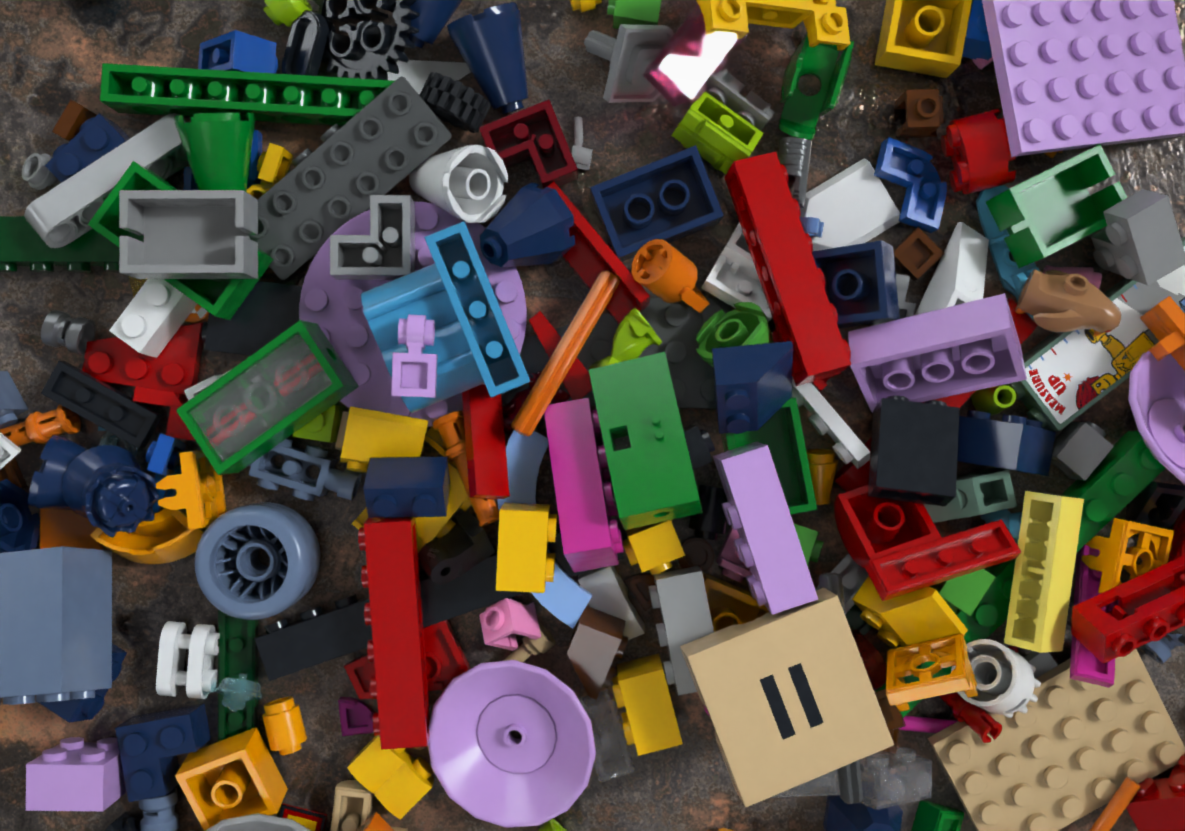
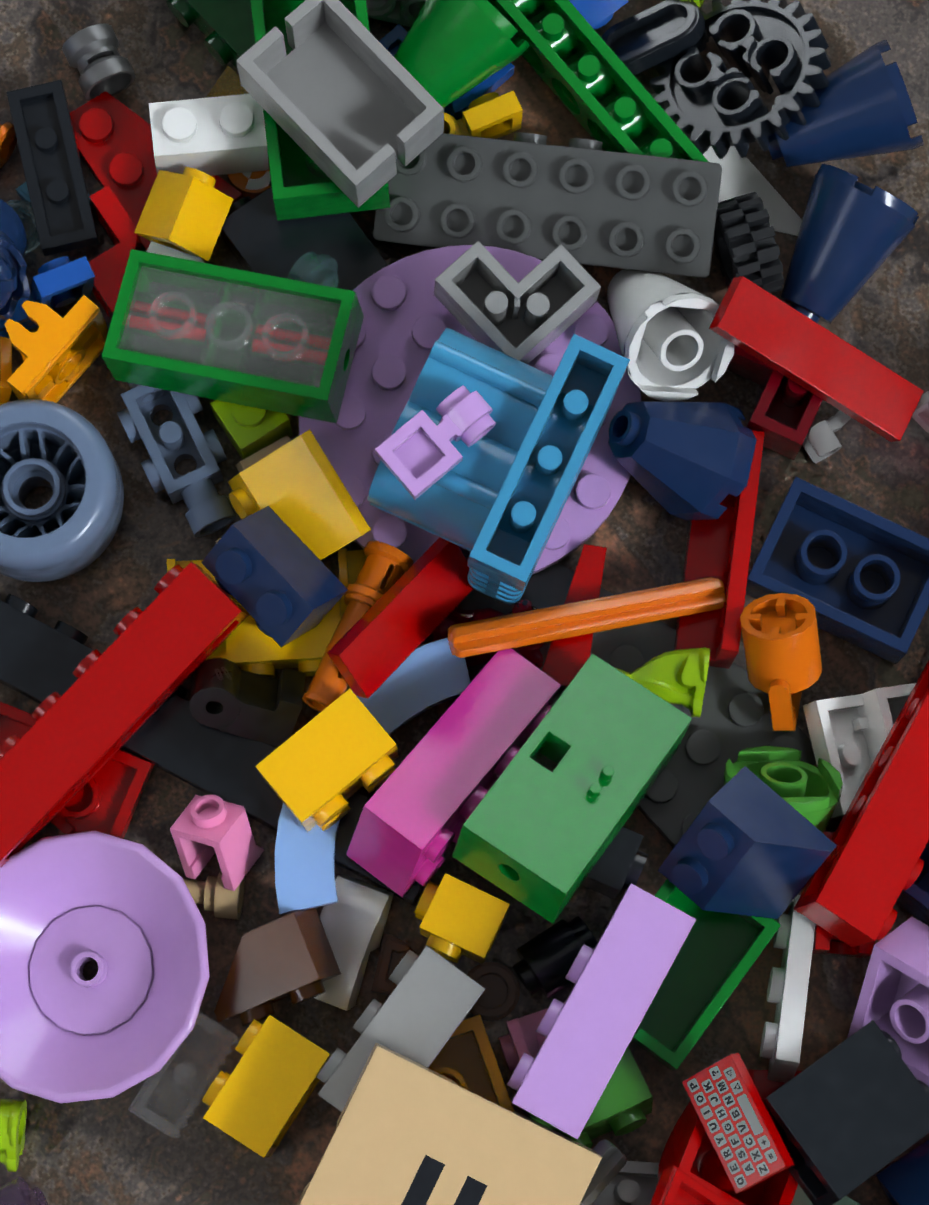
camera: 50 degrees right, 10 degrees down
(183, 361) = (184, 212): none -> yellow brick
(272, 326) = (316, 269): none -> clear light blue plate
(541, 122) = (816, 359): none -> red tile
(822, 470) = (724, 1036): light orange cone -> none
(874, 509) = (737, 1123): none -> tile

